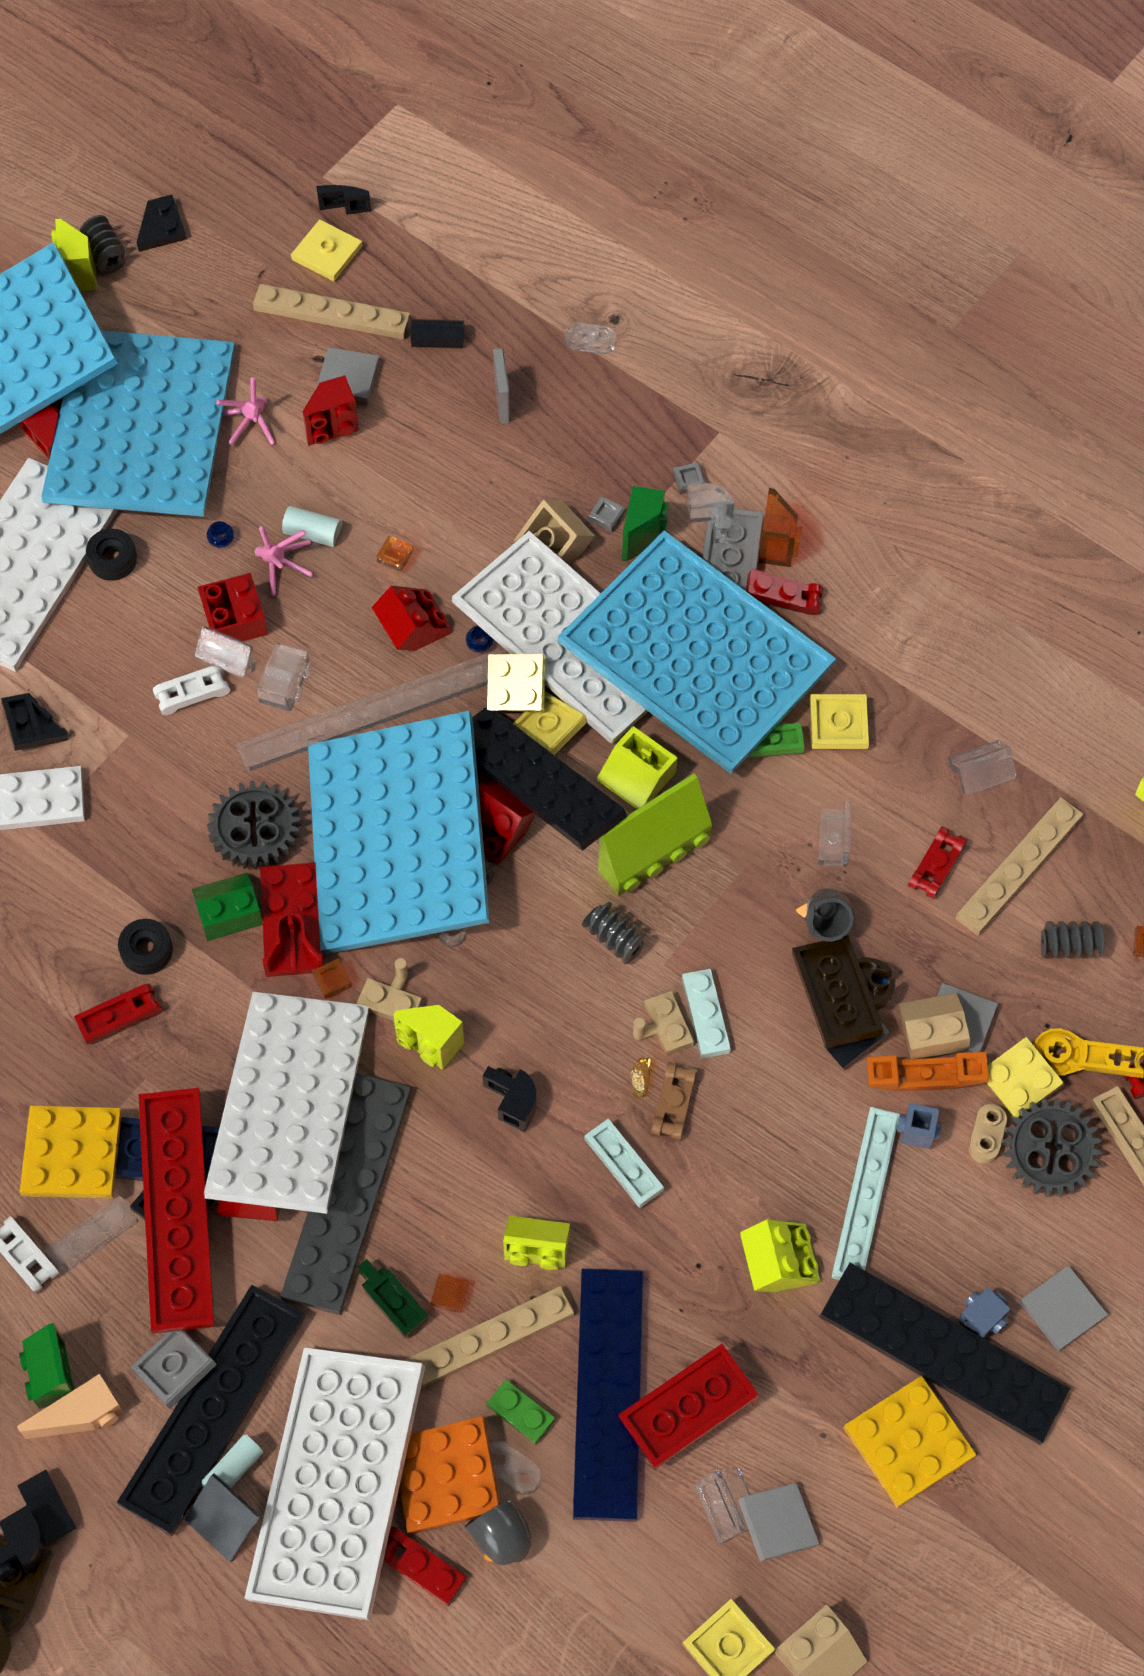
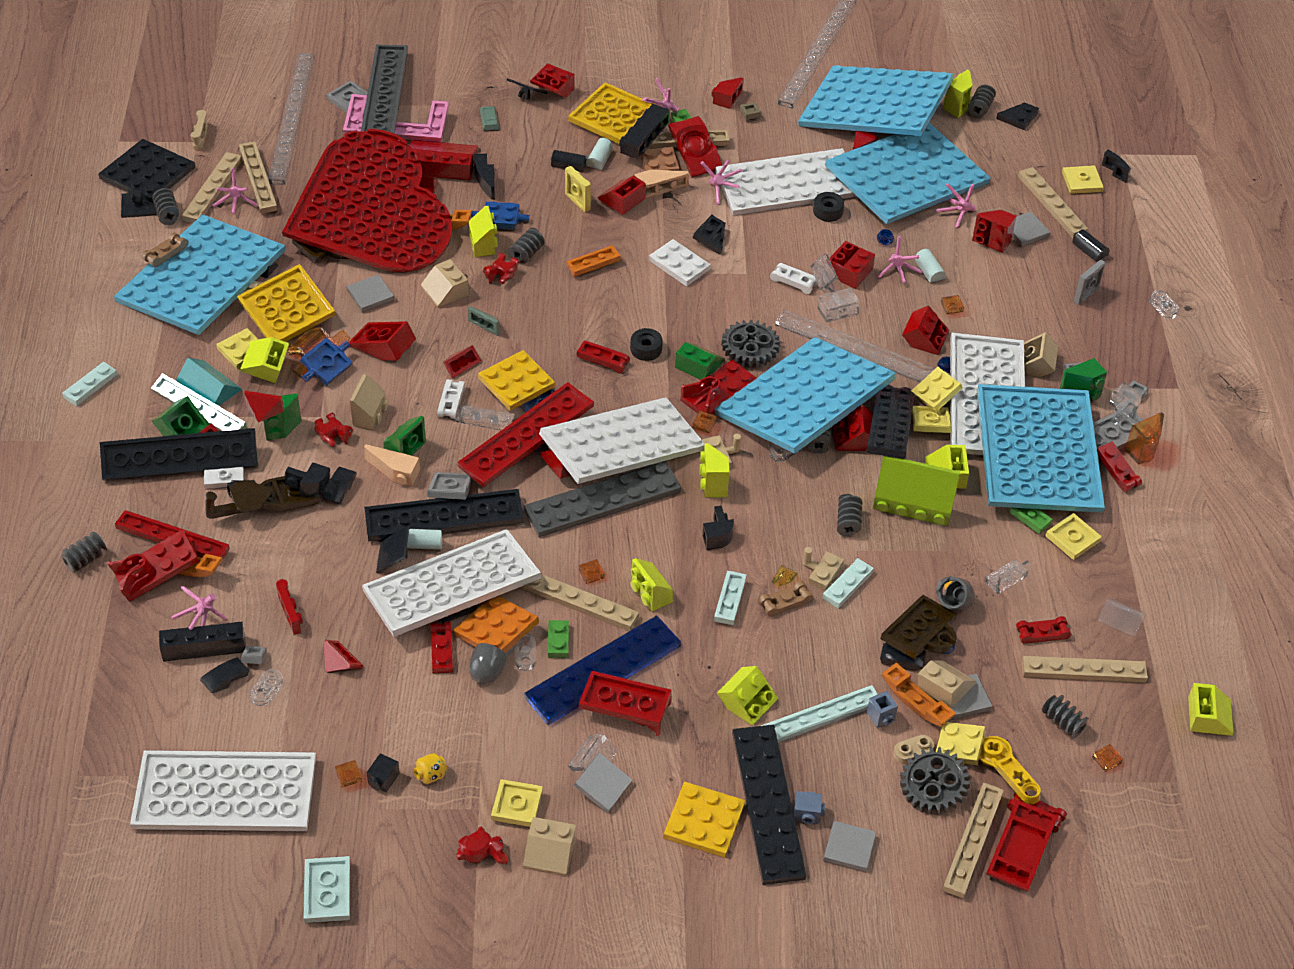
camera: 50 degrees right, 15 degrees down
(392, 1299) = (565, 549): dark green hinge -> none

